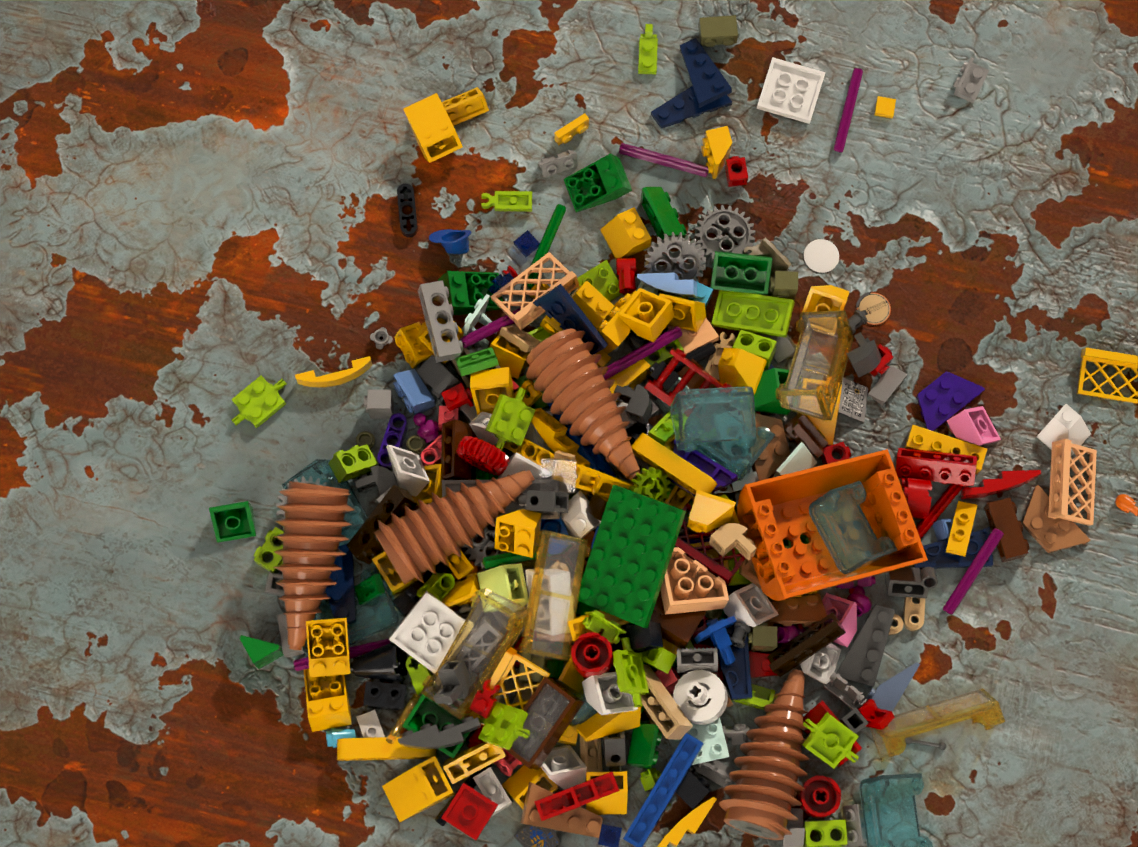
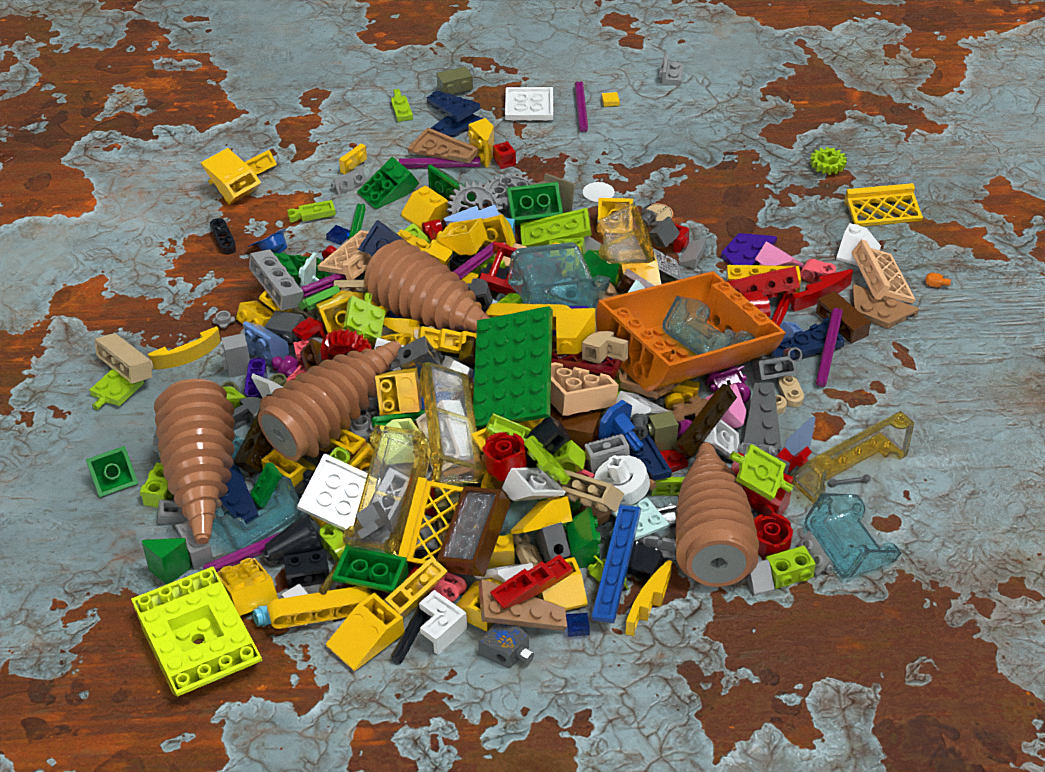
camera: 15 degrees left, 30 degrees down
(265, 714) = (192, 611): none -> neon yellow slope
(270, 373) = (123, 358): none -> tan brick
(328, 647) = (235, 528): yellow slope -> none
(431, 738) = (371, 573): dark grey slope -> none
(469, 811) = (425, 626): red plate -> none
(484, 701) = (411, 529): red plate -> none
(499, 282) = (323, 253): clear blue plate -> none
(503, 726) = (436, 539): lime plate -> none
(558, 475) = (428, 329): clear piece -> none
(668, 140) = (442, 146): none -> medium nougat wing
(784, 284) = (574, 199): olive brick -> none
(961, 528) = (804, 323): yellow plate -> none
(1005, 455) = (814, 269): none -> coral piece
(1090, 296) = (828, 160): none -> lime gear

